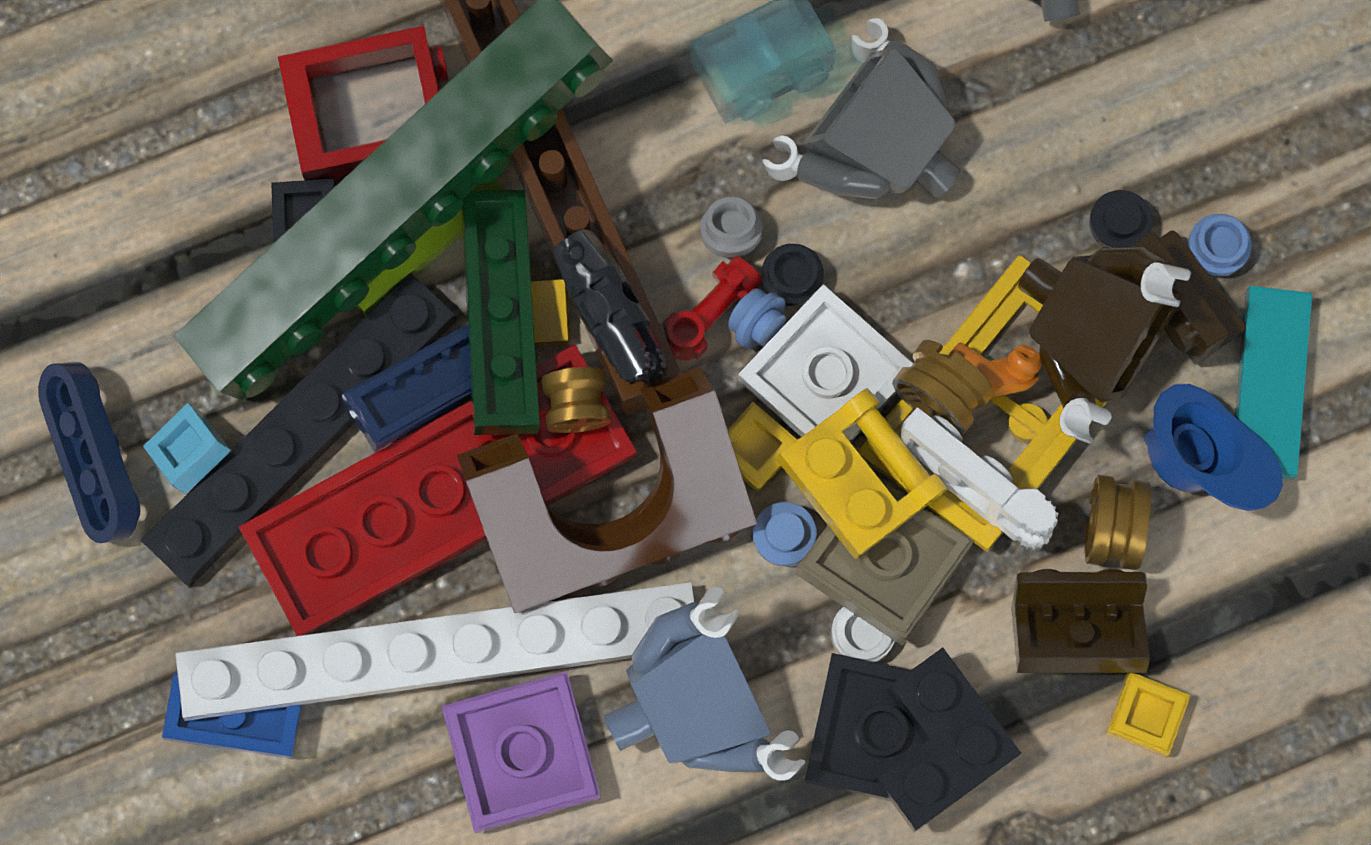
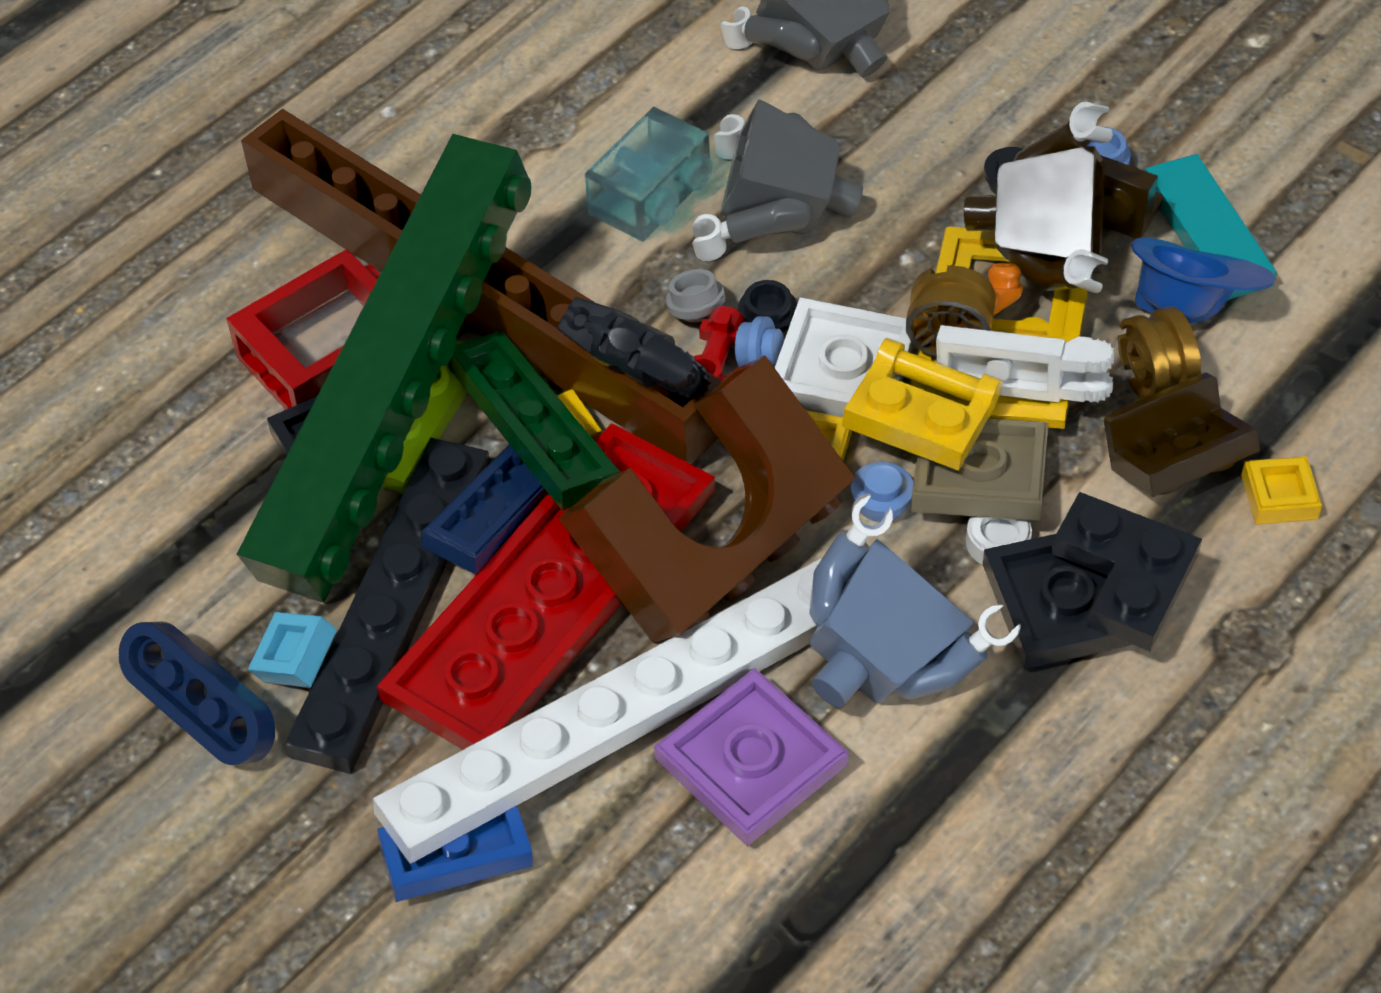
camera: 25 degrees left, 25 degrees down
(575, 400) = (638, 444): pearl gold wheel -> none

